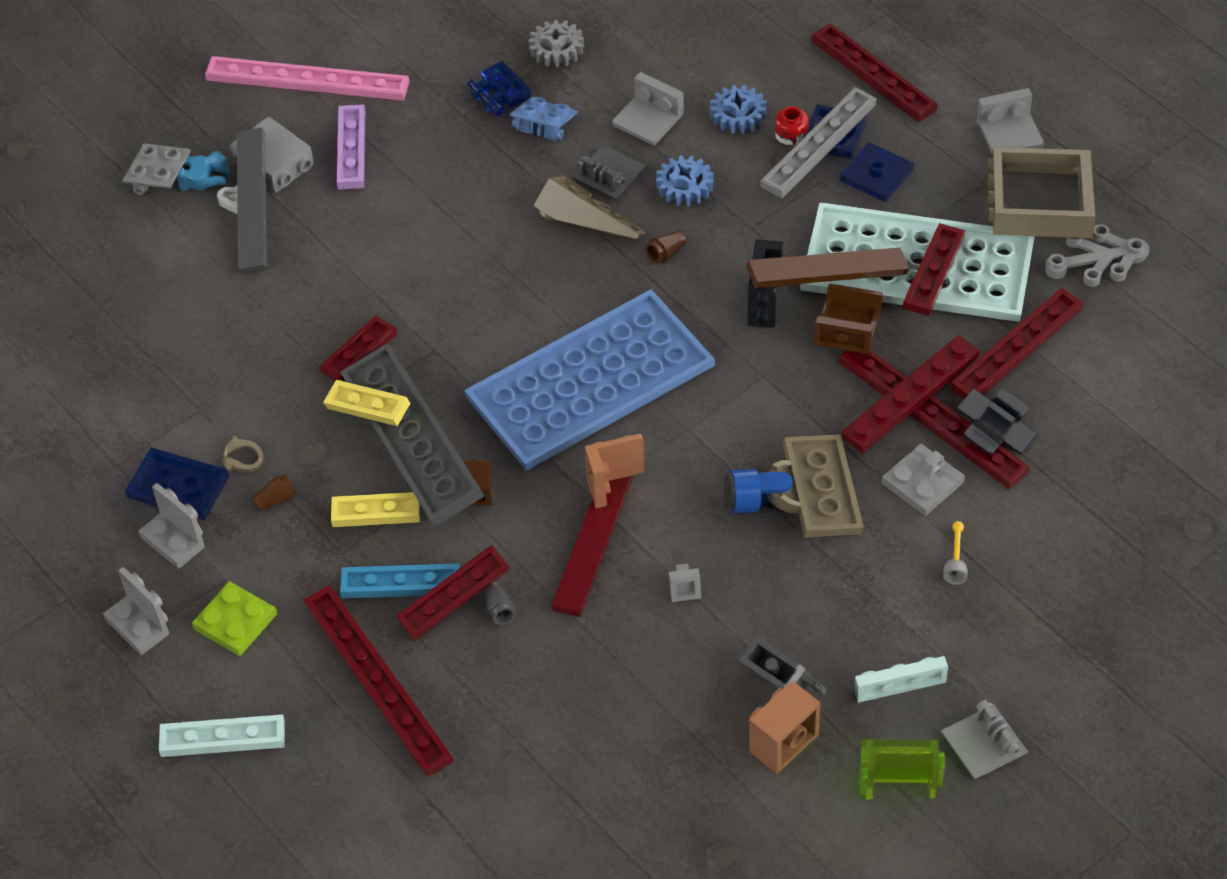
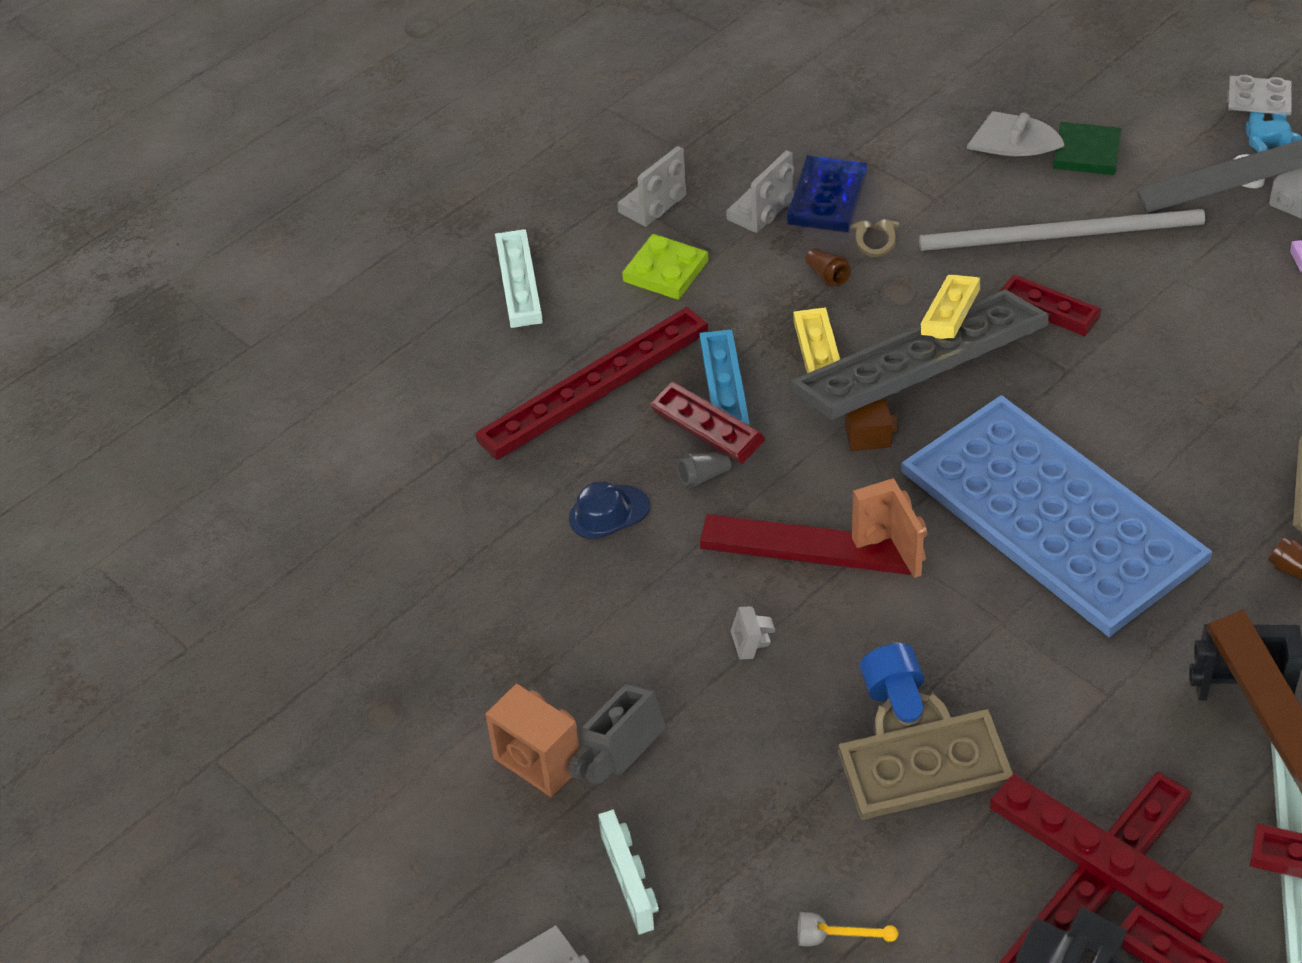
camera: 85 degrees right, 5 degrees down
(140, 341) = (1015, 136): none -> light grey shield
(172, 294) = (1088, 148): none -> dark green tile
(271, 331) = (1061, 229): none -> light grey piece
(527, 680) = (607, 508): none -> dark blue piece
(848, 318) = (1219, 773): reddish brown panel -> none
(900, 762) = (478, 838): clear neon green panel -> none
(923, 479) = (965, 887): light grey hinge -> none

